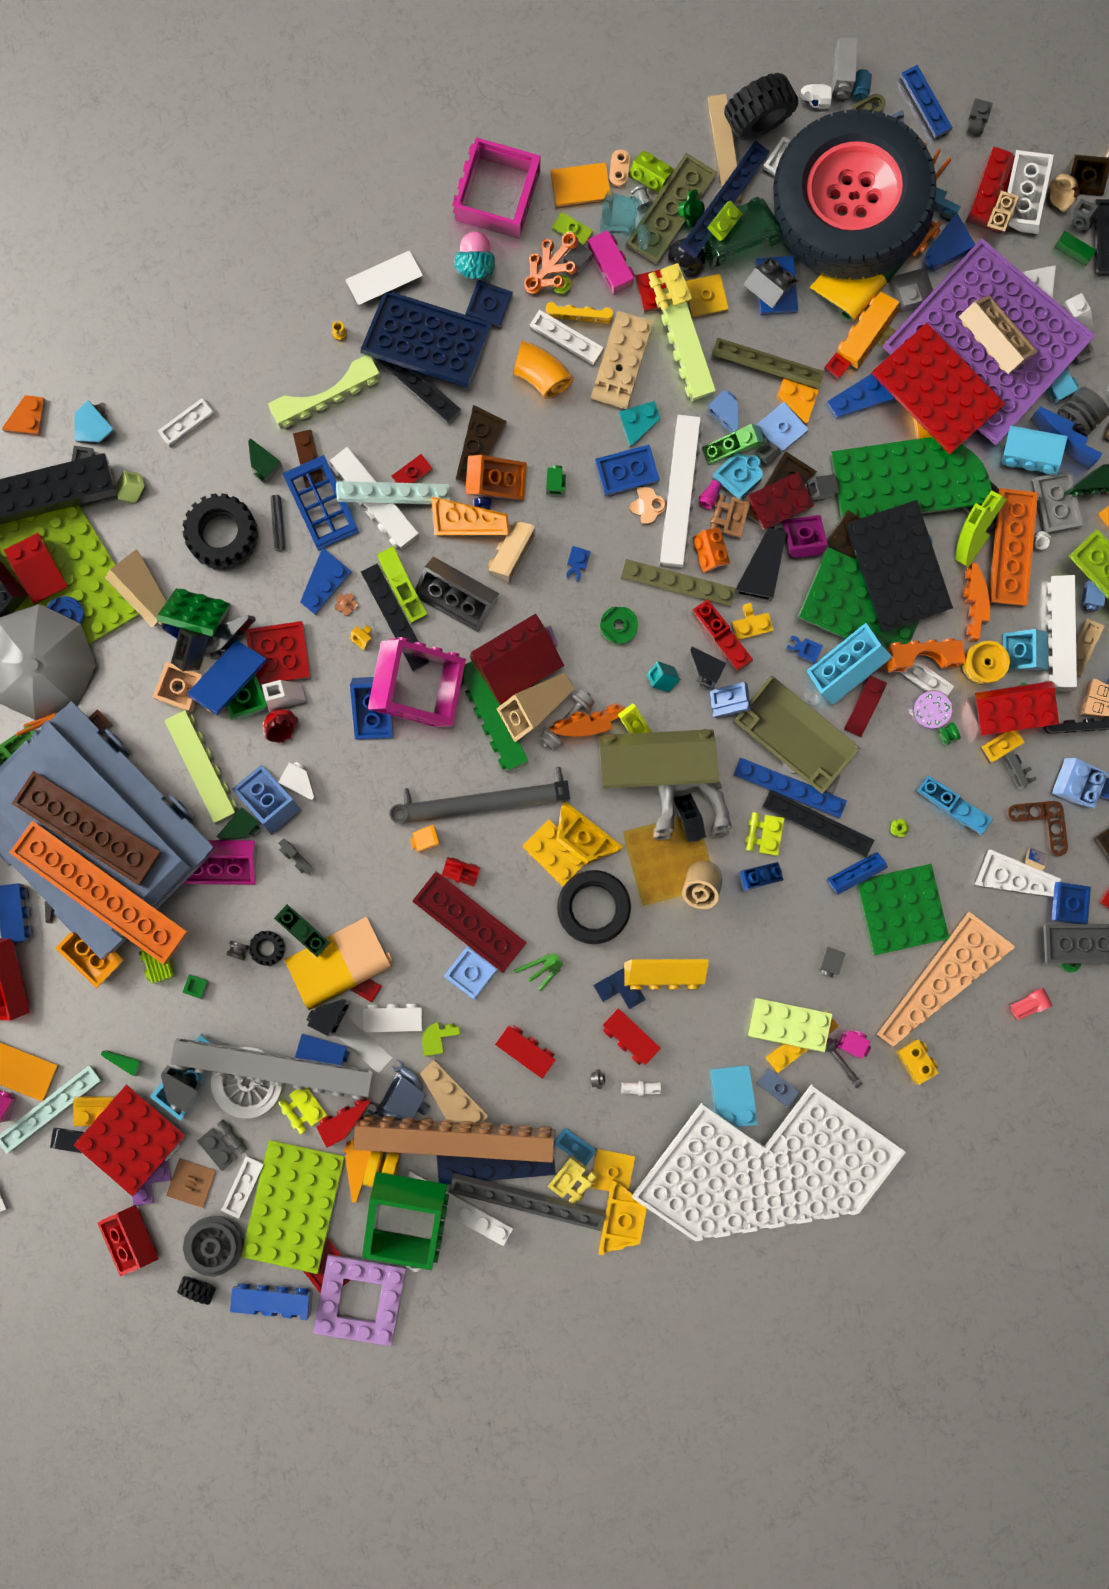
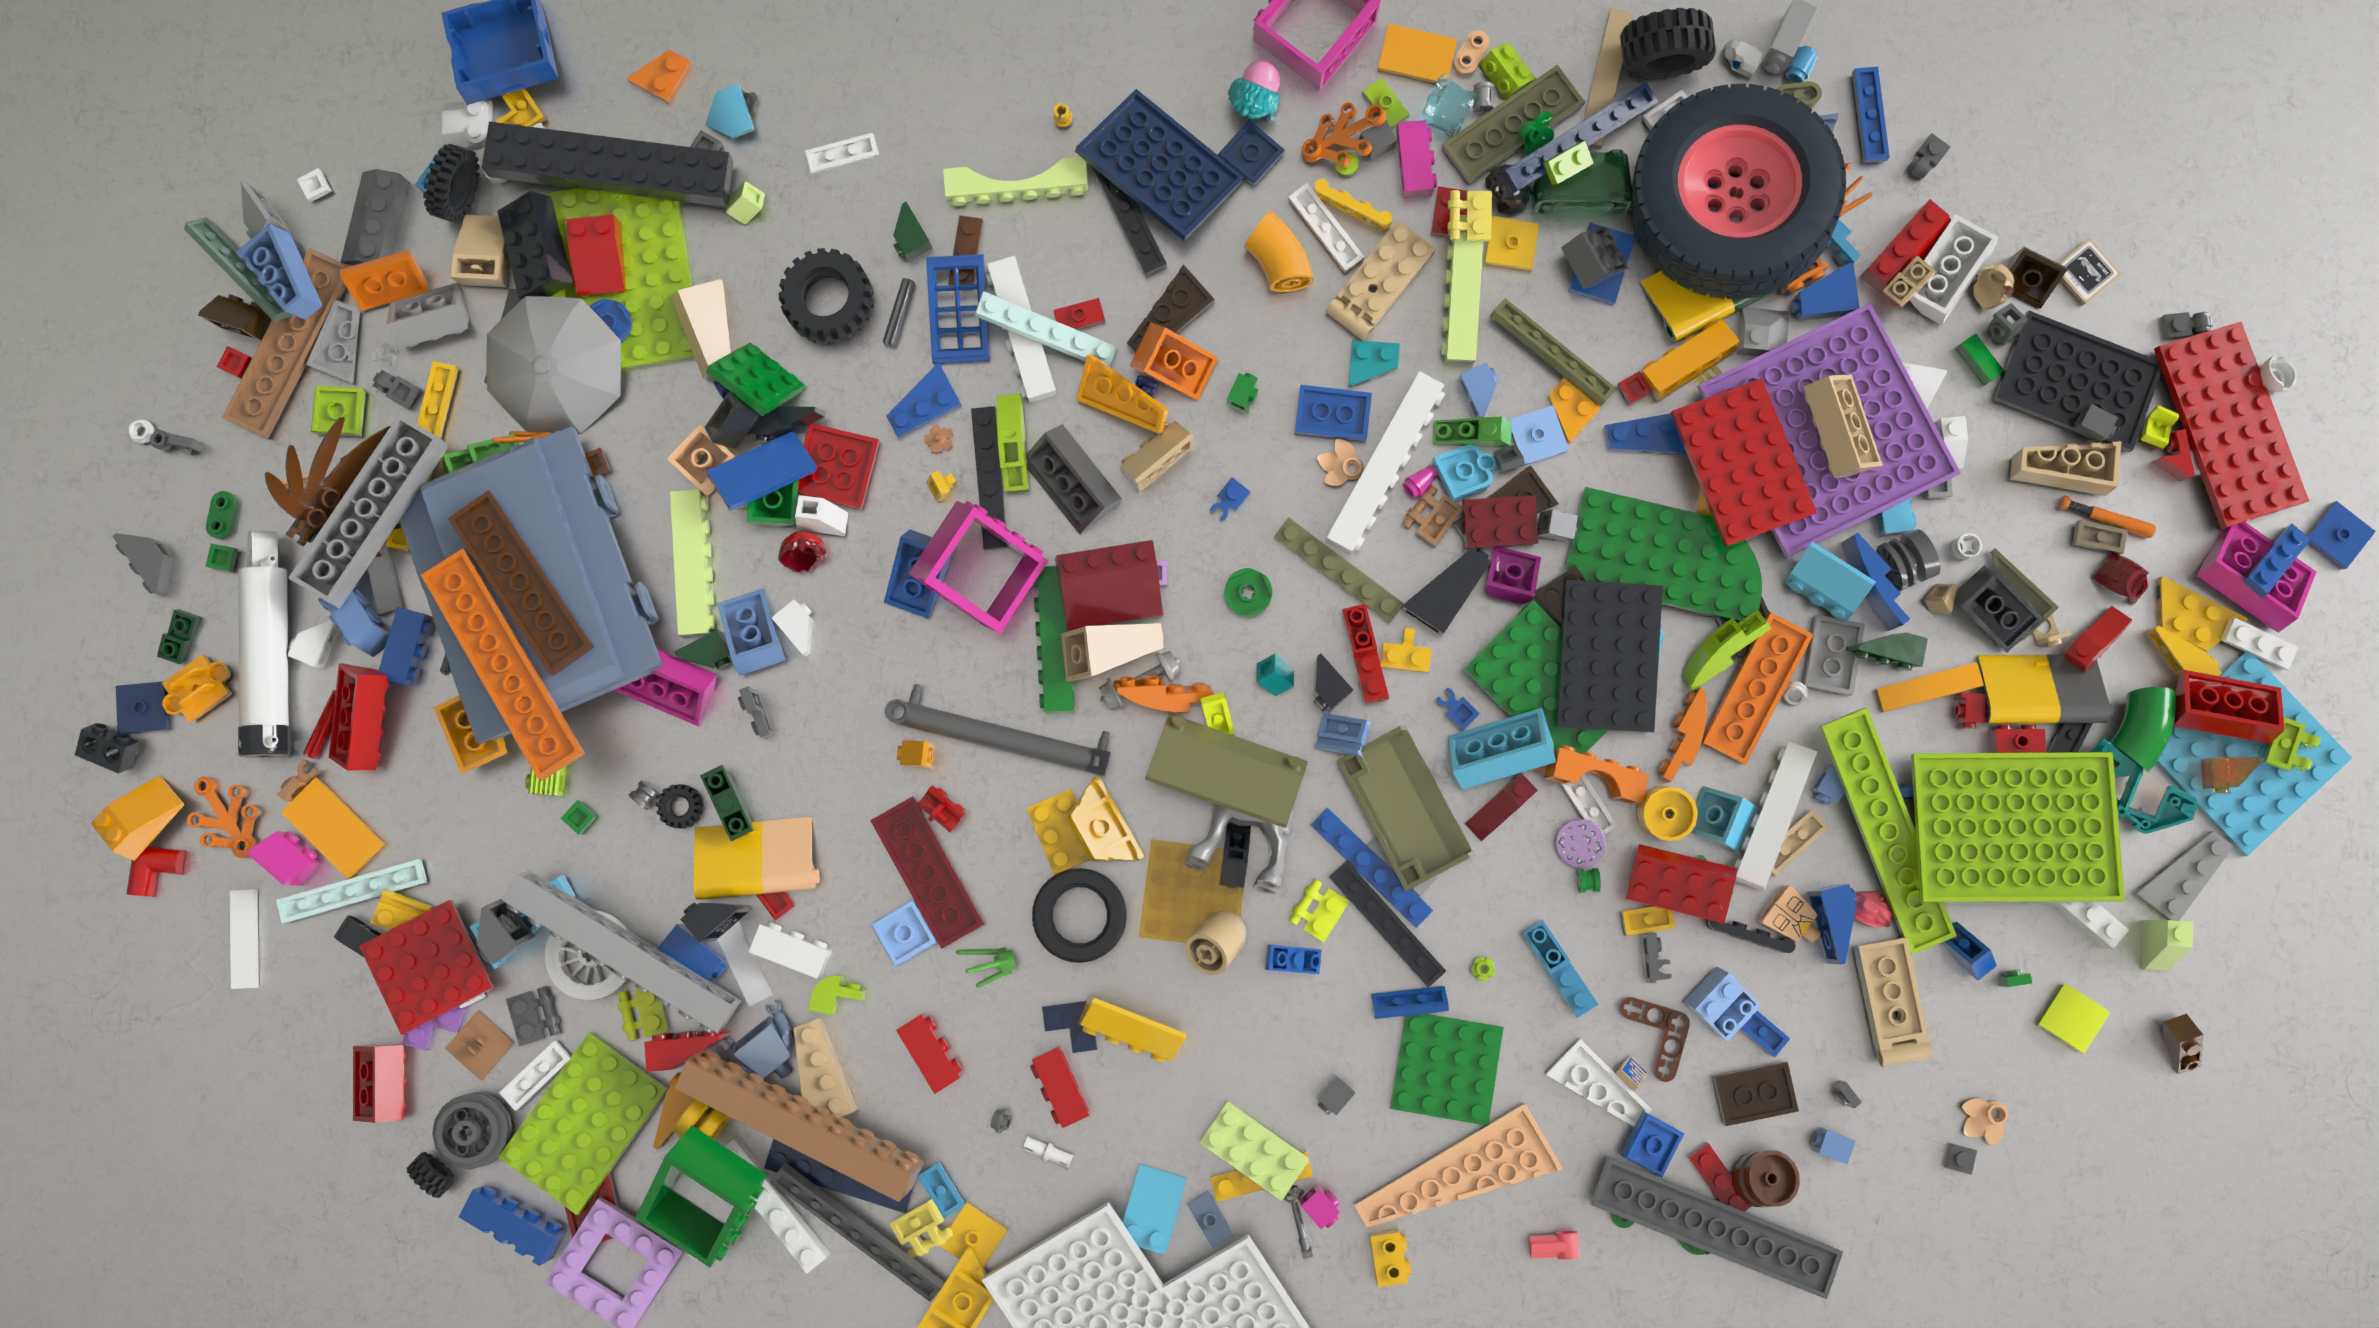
camera: 30 degrees right, 0 degrees up
(124, 1062) = (463, 875): green slope -> none
(384, 277) = (1141, 74): white sticker -> none
(643, 237) = (1465, 144): clear light blue plate -> none
(711, 549) = (1394, 546): orange bracket -> none

